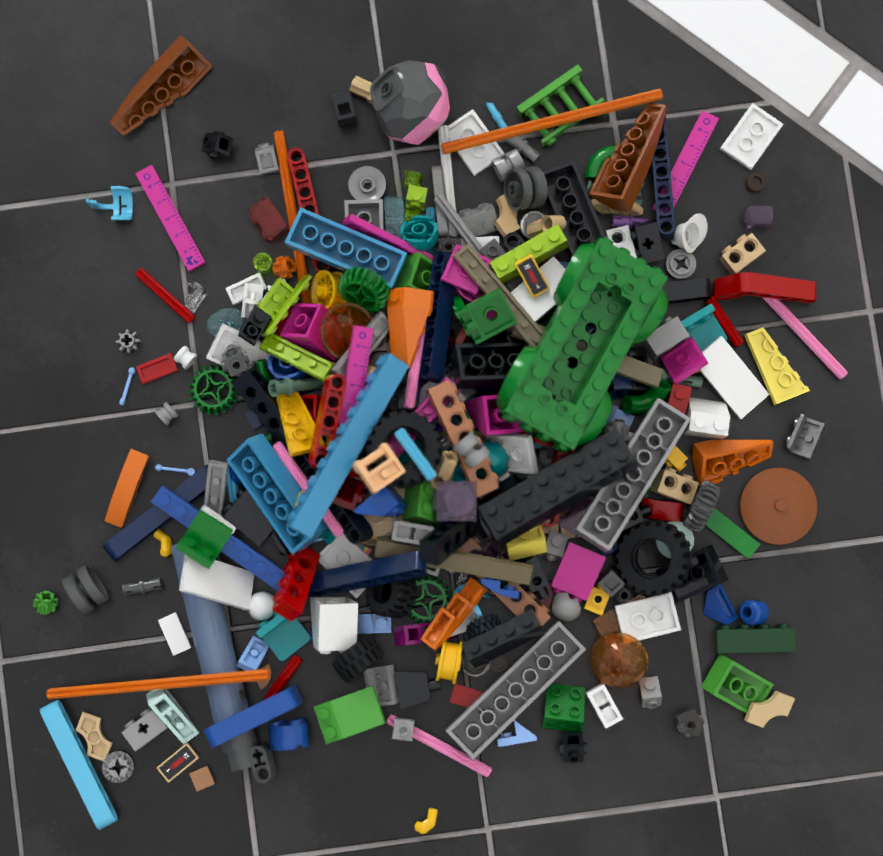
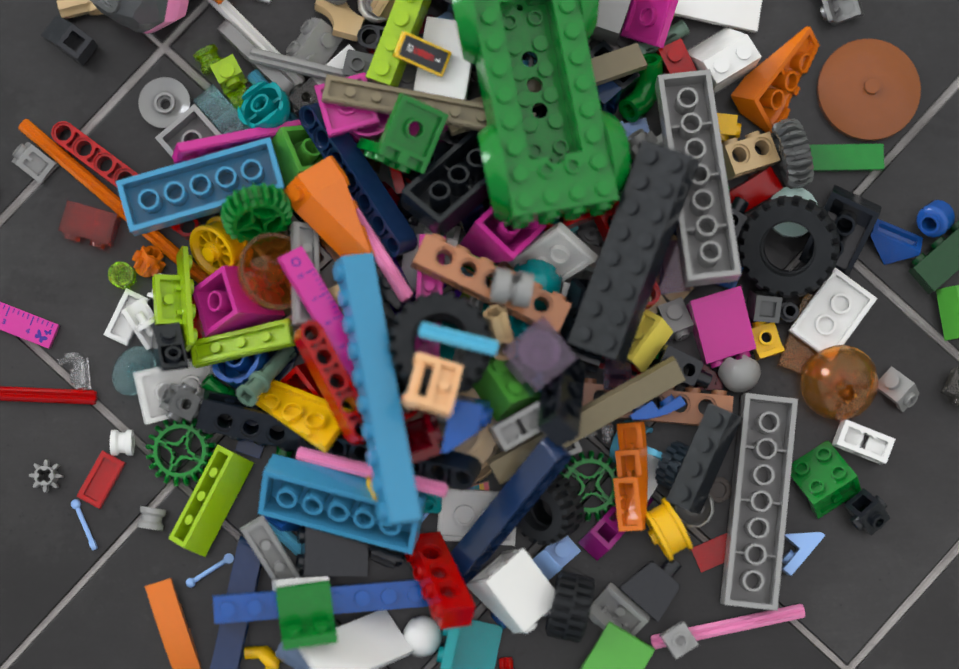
camera: 45 degrees left, 0 degrees up
(207, 431) = (211, 500): none -> lime brick

